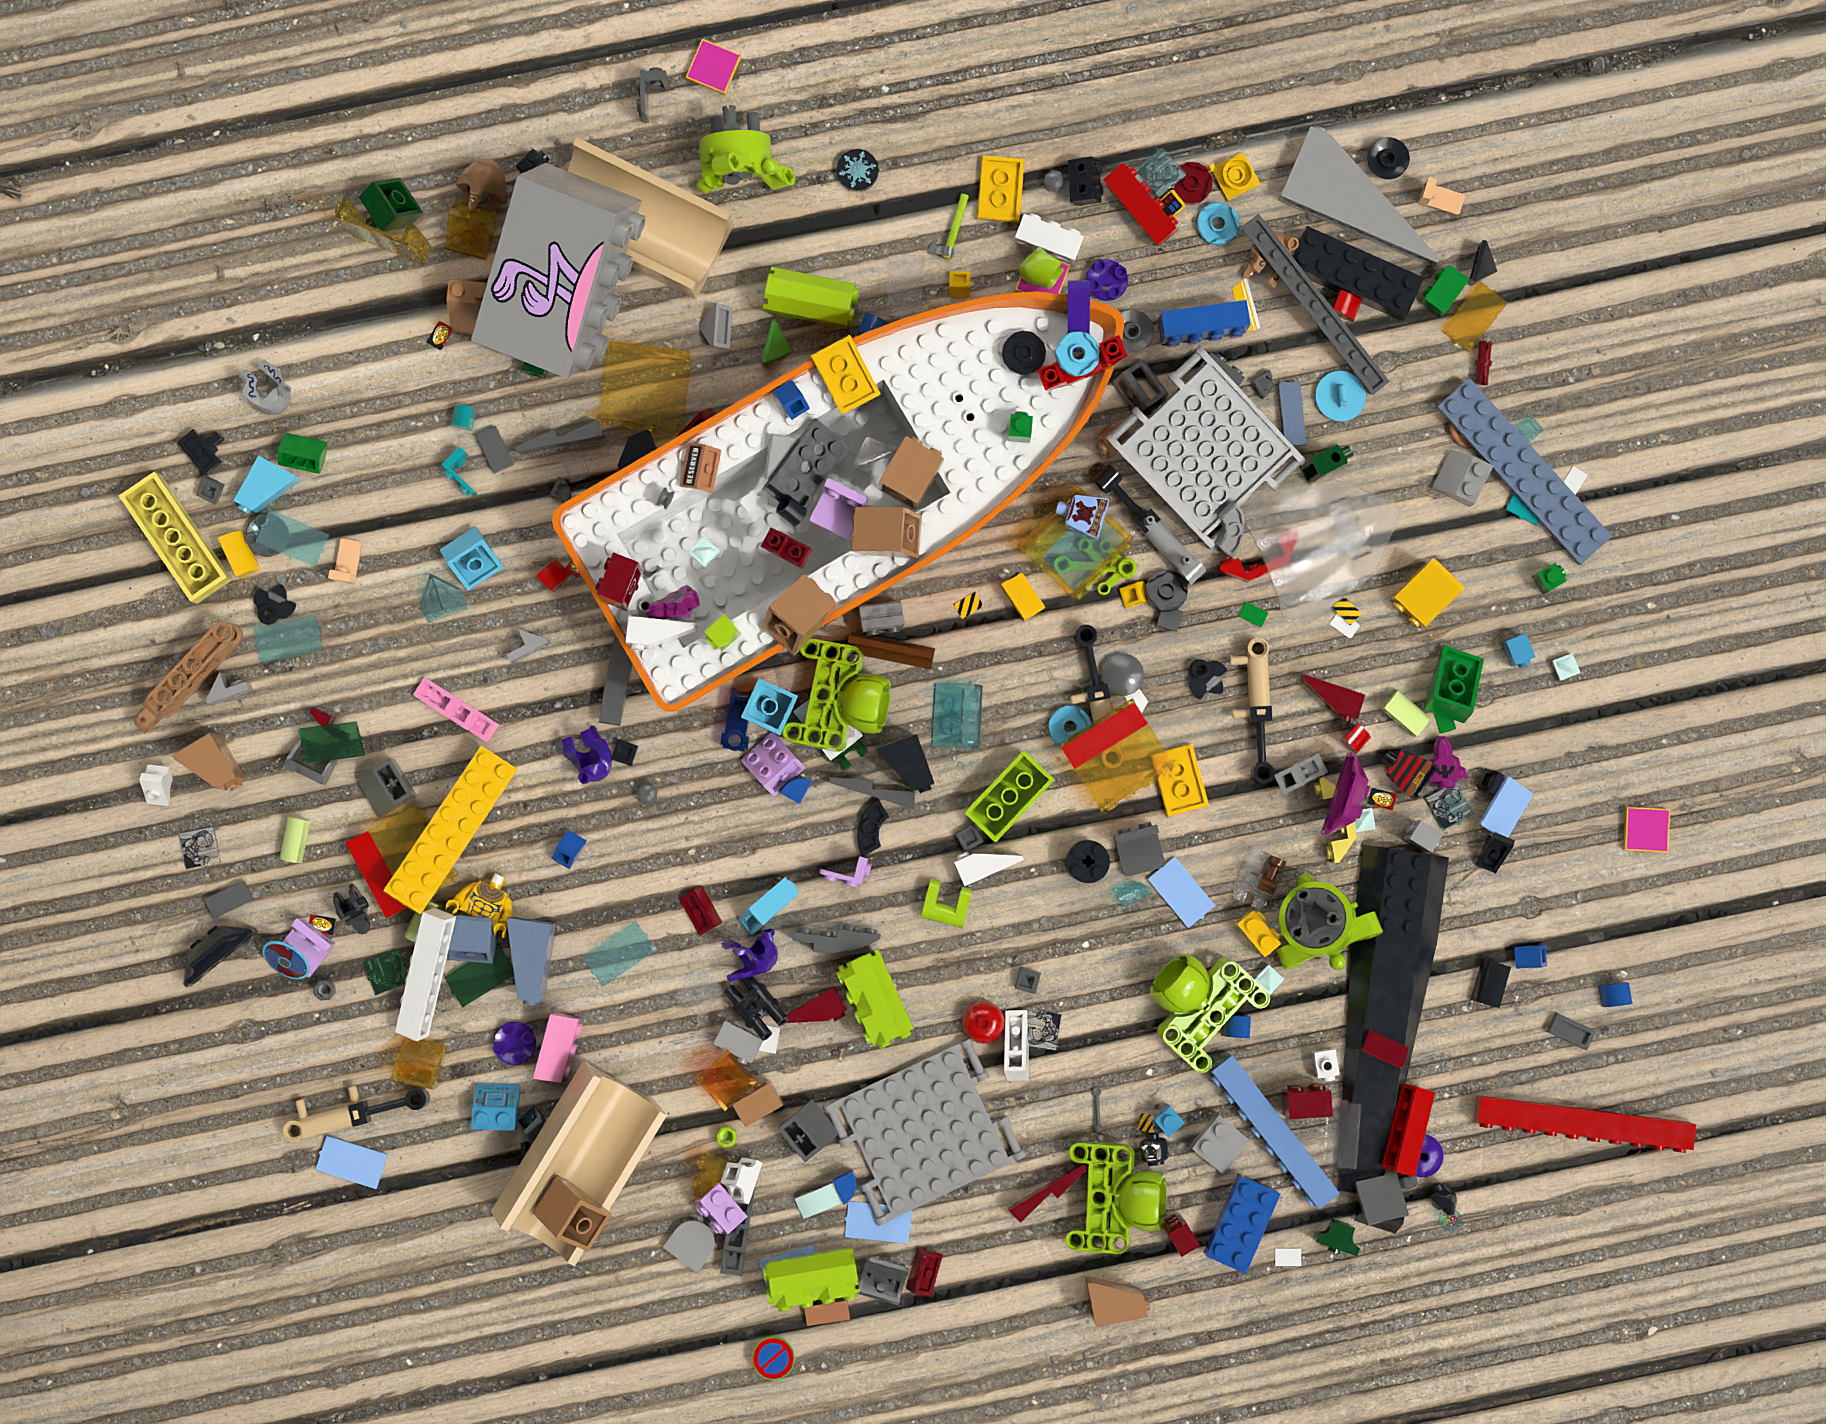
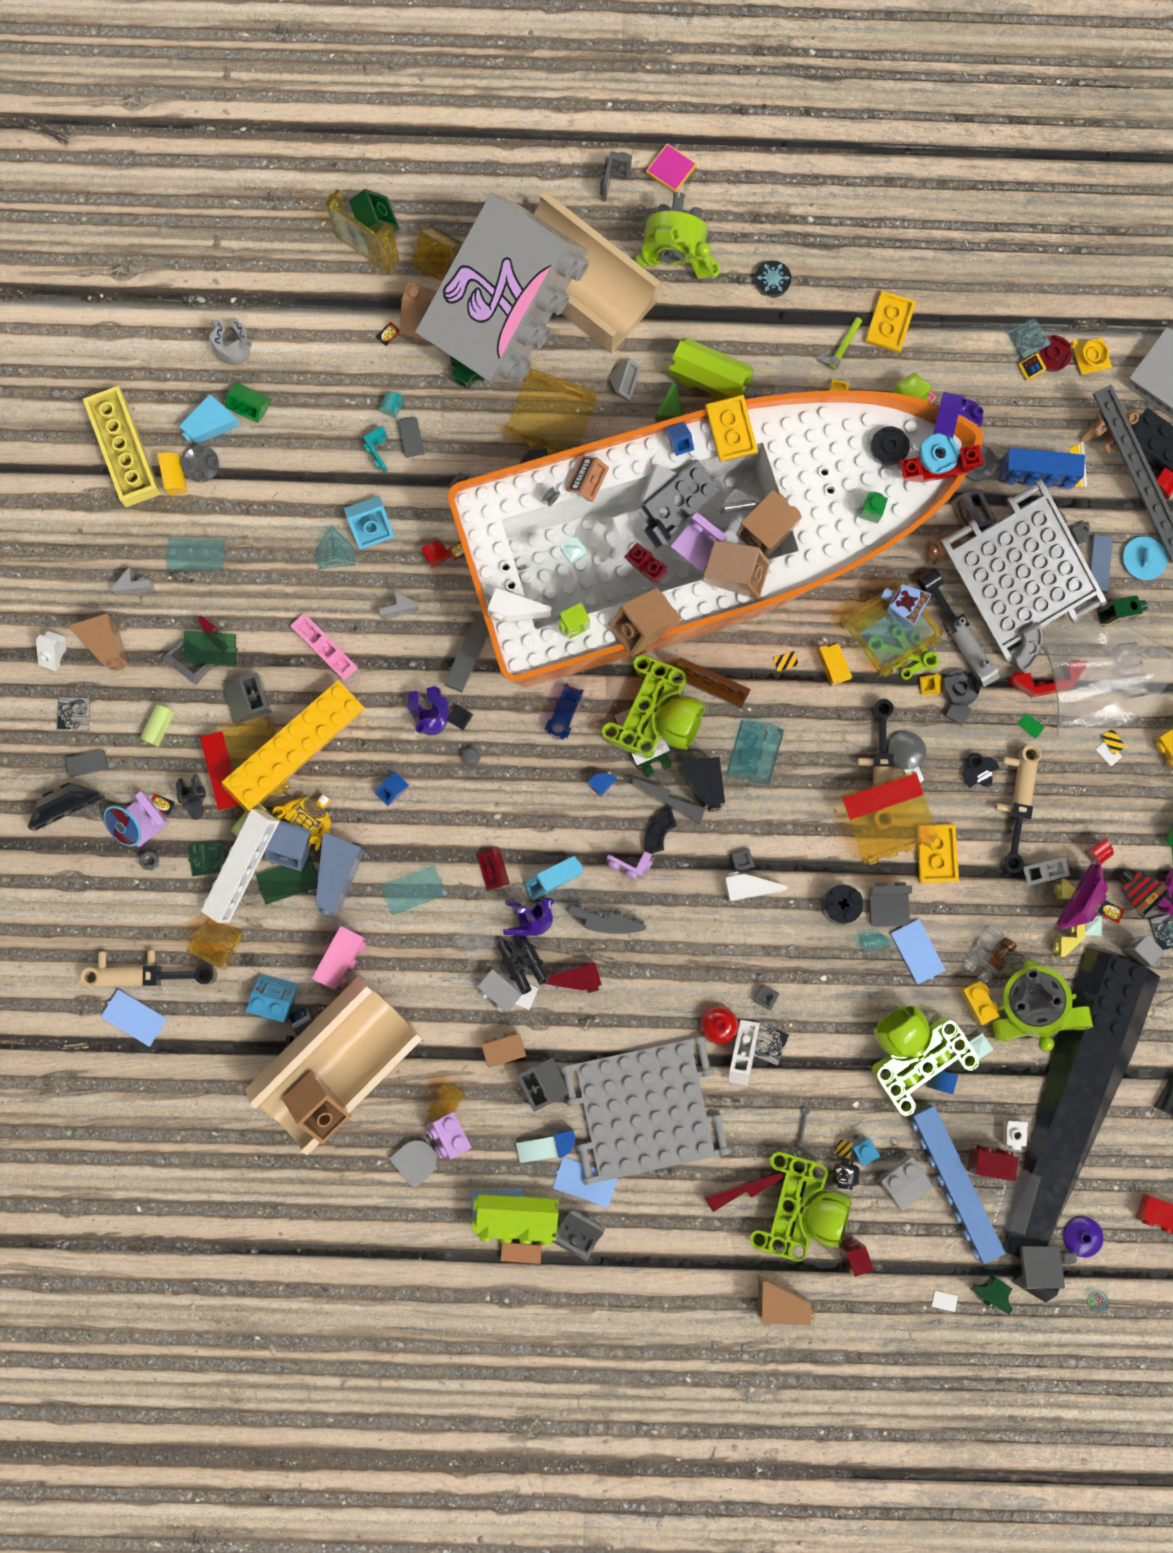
camera: 10 degrees right, 5 degrees down
(202, 450) = (164, 380): black hinge -> none
(208, 651) = (125, 546): medium nougat piece -> none
(210, 489) = (162, 414): dark grey tile -> none
(276, 602) = (192, 520): black plate -> none
(292, 538) = (220, 470): clear light blue piece -> none
(347, 562) = (262, 501): light nougat bracket -> none
(482, 178) = (455, 210): medium nougat piece -> none
(514, 1043) = (303, 946): dark purple dish -> none
(550, 440) = (460, 439): dark grey slope -> none
(619, 581) = (494, 556): dark red brick -> none
(675, 605) = (538, 588): magenta rock -> none
(726, 1080) = (480, 1022): clear orange slope -> none
(726, 1136) = (469, 1073): lime tile -> none
(736, 1243) = (457, 1166): dark grey slope -> none
(741, 1179) = (473, 1113): white brick -> none
(769, 706) = (595, 705): medium azure slope -> none
(772, 763) = (586, 756): lavender bracket -> none
(773, 1358) = (463, 1282): piece -> none
(876, 999) = (629, 981): lime brick -> none
(880, 617) = (708, 652): flat silver brick -> none
(924, 1272) = (616, 1236): dark red slope -> none
(942, 912) = (705, 920): lime connector -> none
(1009, 796) = (786, 831): lime brick -> none
(1049, 236) = (914, 361): white brick -> none
(1054, 181) = (937, 325): dark grey tile -> none
(1065, 714) = (849, 773): medium azure tile -> none
(1085, 181) = (964, 329): black brick -> none
(1141, 204) = (1008, 359): red brick -> none
(1218, 236) = (1065, 401): medium azure tile -> none
(1241, 1223) = (910, 1260): blue brick -> none
(1338, 699) = (1090, 814): dark red slope -> none
(1385, 1049) = (1072, 1132): dark red slope -> none
(1405, 714) = (1147, 842): yellowish green brick -> none
(1408, 1133) = (1078, 1210): red brick -> none
(1443, 1199) = (1096, 1281): black rock -> none

